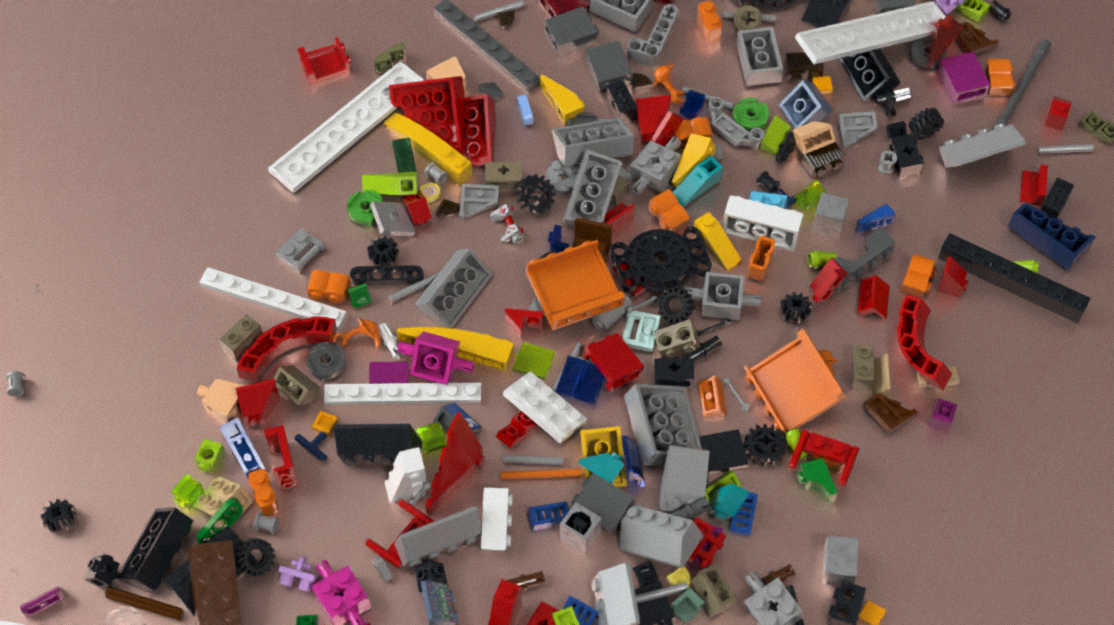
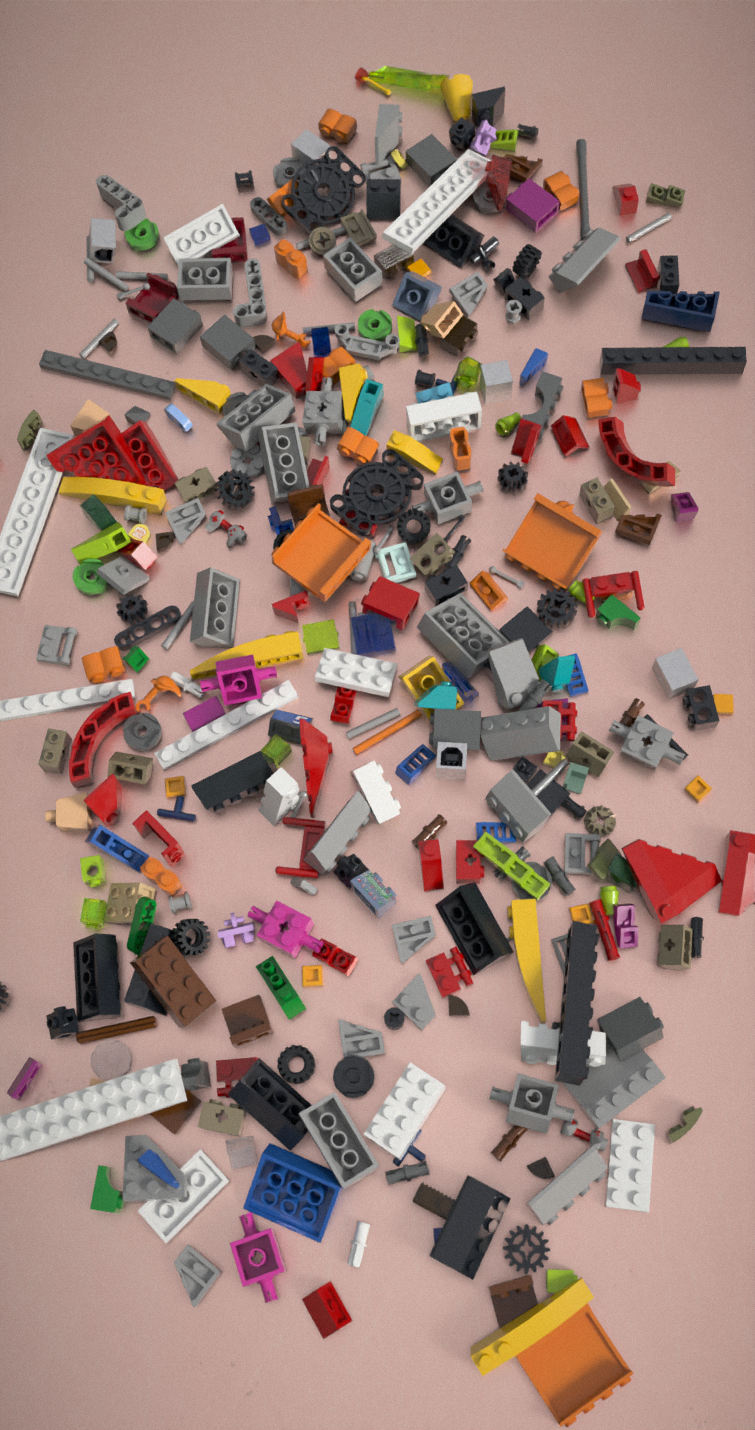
camera: 25 degrees left, 10 degrees up
(787, 23) = (358, 227): none -> dark tan plate

